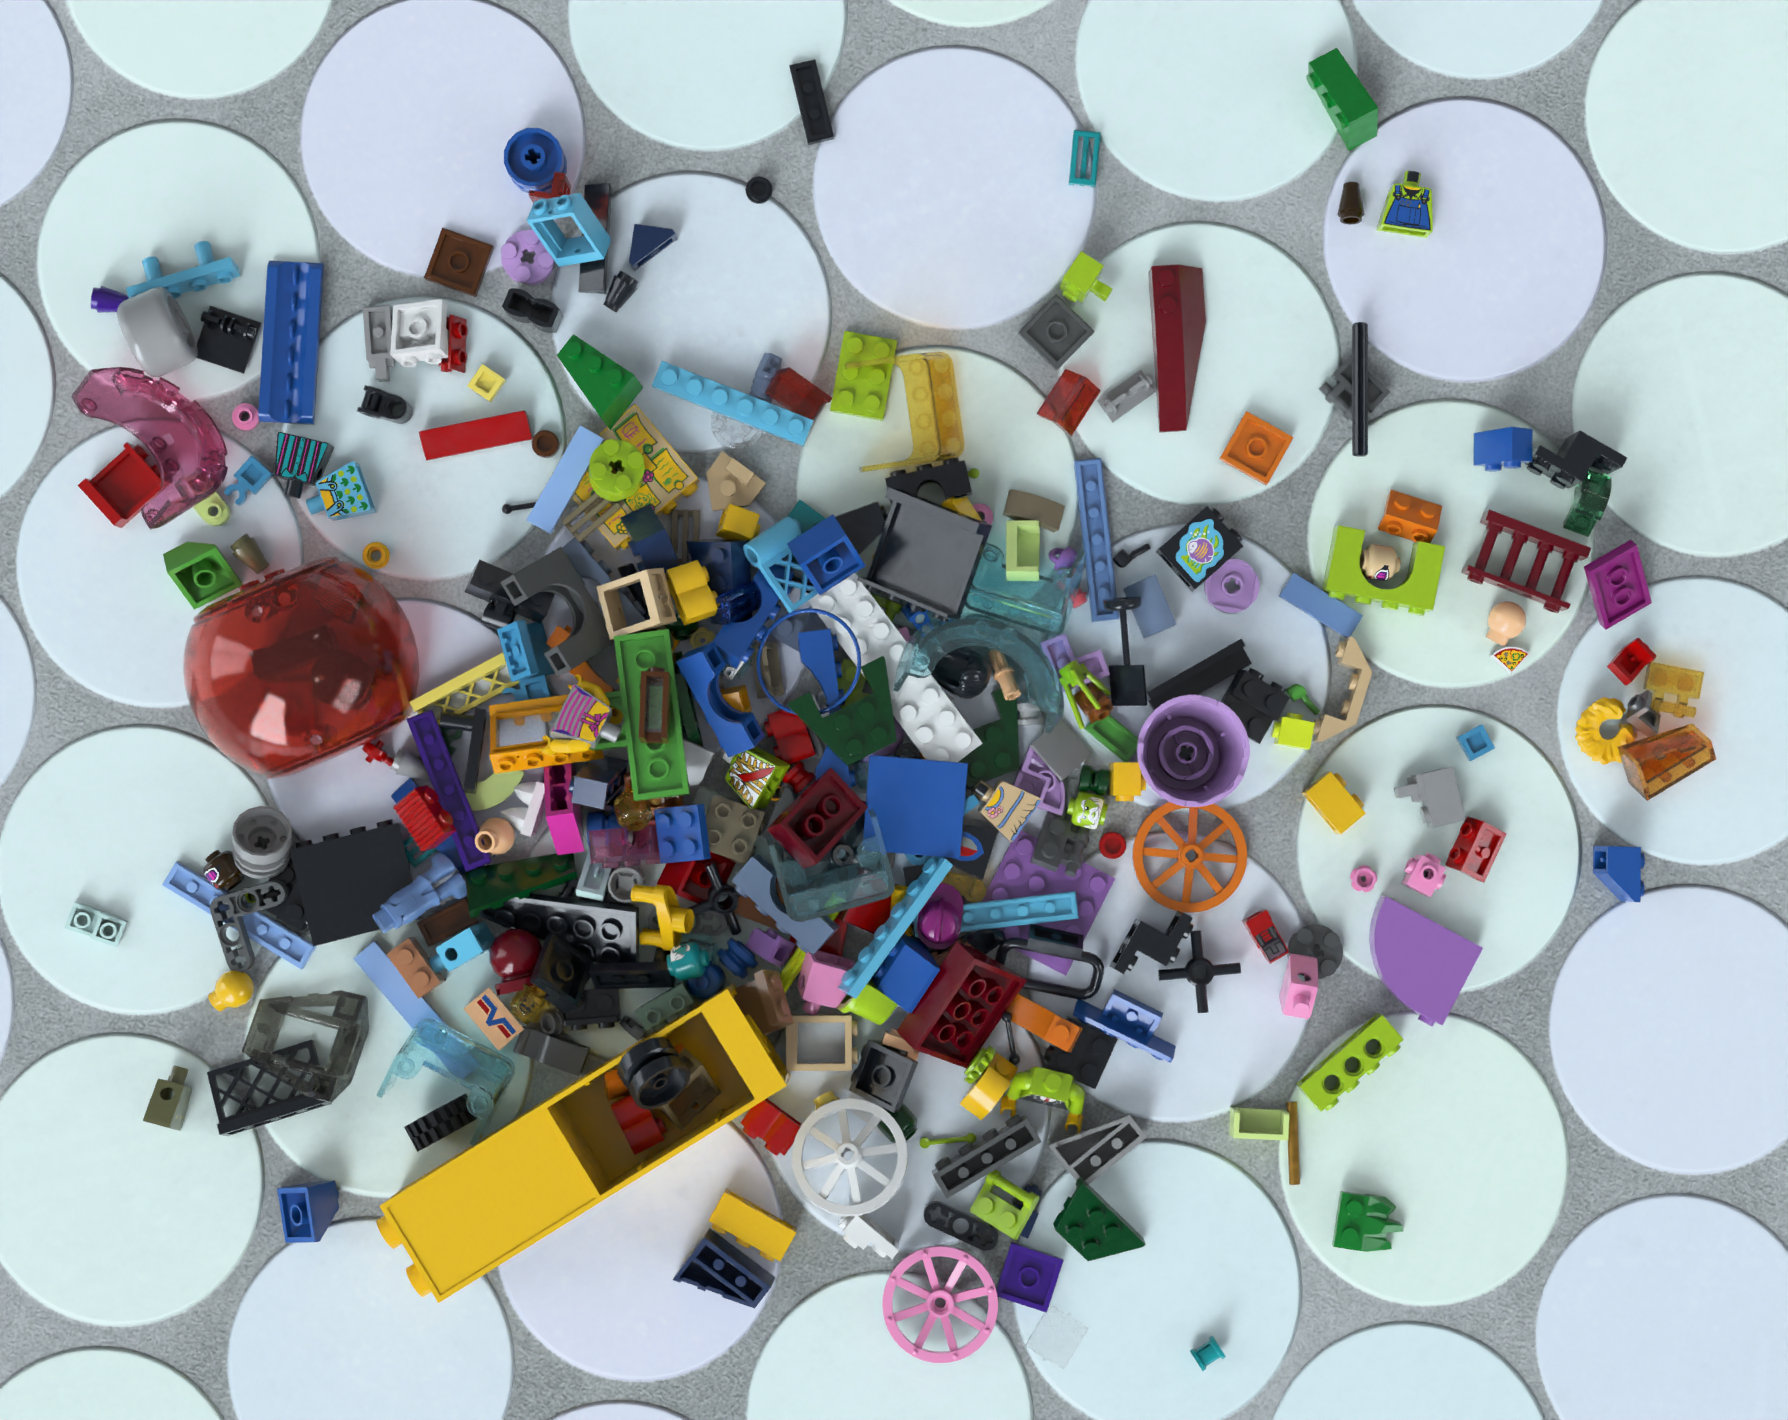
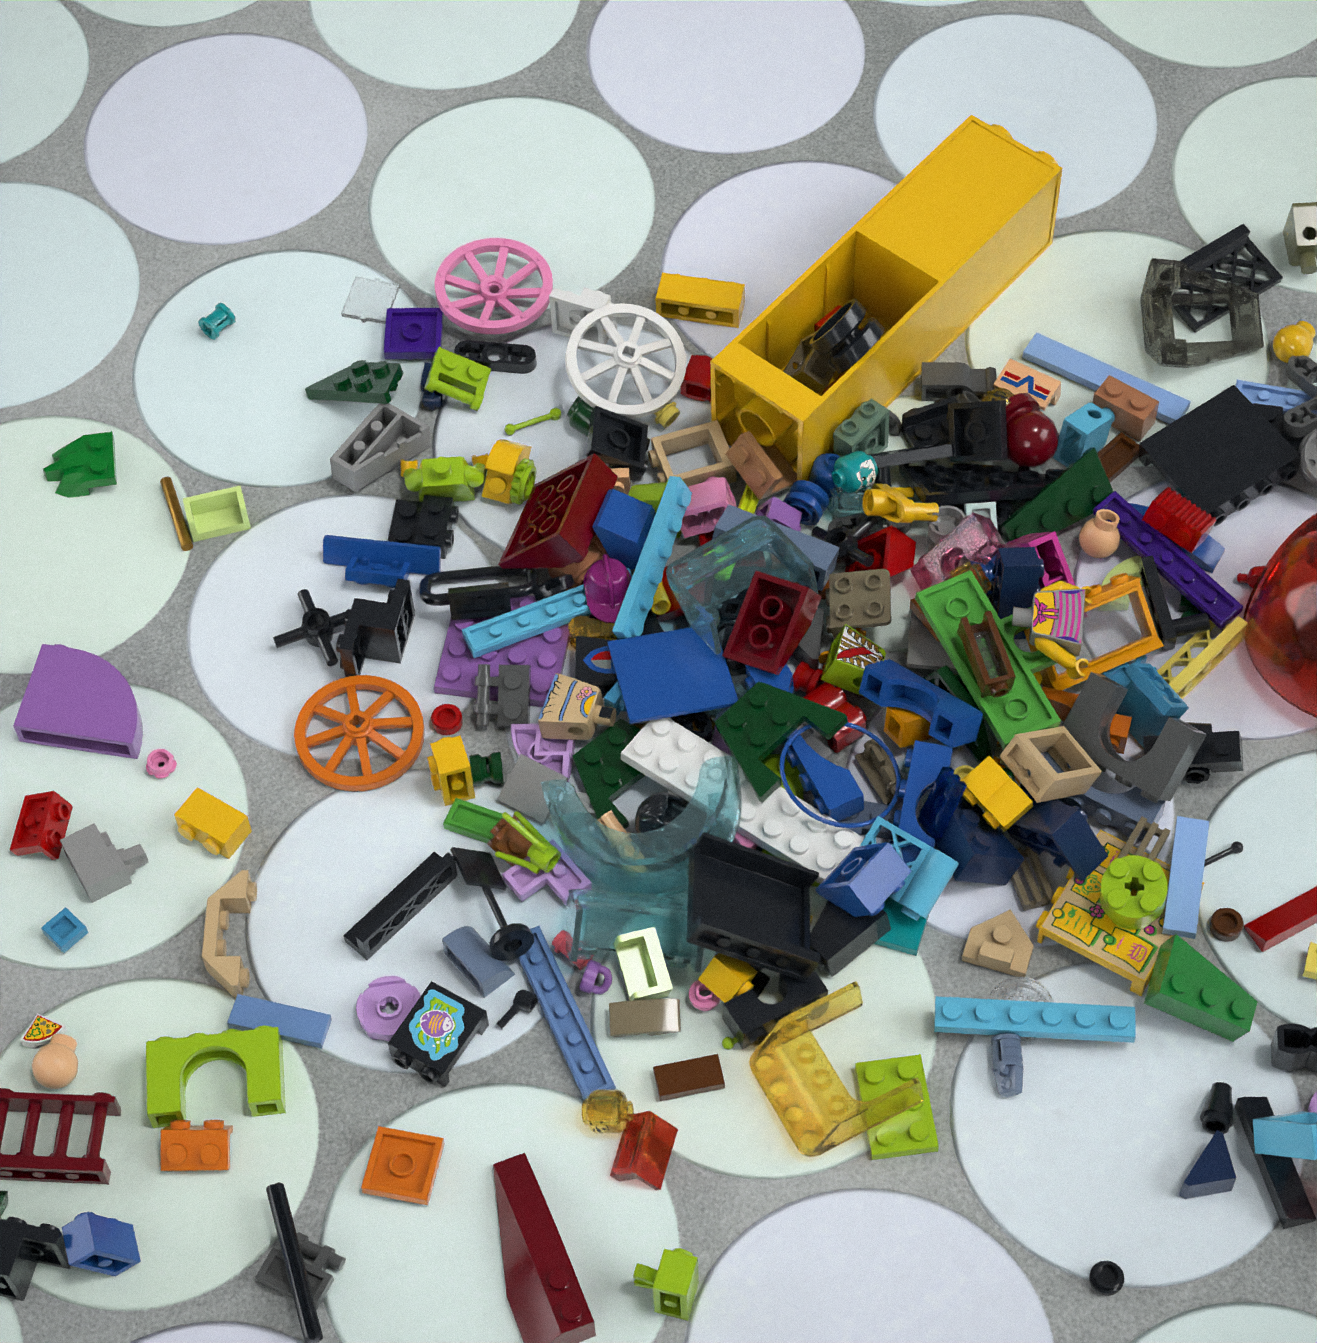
camera: 170 degrees right, 30 degrees down
(307, 1210) = (1129, 199): blue slope -> none
(409, 765) = (1224, 574): light grey cone -> none
(420, 896) = (1150, 455): medium blue piece -> none
(440, 1123) = (1037, 286): black tyre -> none
(458, 1059) = (1046, 336): clear light blue windscreen -> none
(527, 819) = (1081, 562): white tile -> none
(682, 833) = (903, 573): blue plate -> none
(725, 1270) = (711, 254): dark blue wedge -> none
(738, 524) = (974, 897): yellow brick -> none
(796, 393) = (965, 1052): clear red panel -> none
(986, 1156) = (489, 409): dark grey brick -> none
(1014, 452) = (689, 1077): none -> reddish brown tile
(1014, 1058) = (488, 505): black hinge -> none
(1044, 1023) = (469, 534): orange slope -> none
(1056, 332) = (685, 1221): dark grey plate -> none
(1087, 439) = (607, 1111): none -> clear yellow head
(1087, 810) = (484, 736): lime head -> none
(1127, 395) = (577, 1178): light grey hinge -> none
(1216, 744) = (388, 789): lavender cone -> none
(1255, 702) = (332, 892): black plate -> none
(1266, 935) = (255, 680): leg -> none
(1293, 731) = (276, 878): neon yellow brick -> none
(1296, 692) = (282, 924): bright green hand -> none
(1298, 996) = (205, 629): bright pink torso -> none
(1328, 942) = (197, 668): dark grey plate -> none
(1334, 1064) = (166, 565): lime brick -> none
(1379, 562) = (222, 1081): tan head -> none
(1414, 874) = (94, 779): bright pink brick -> none

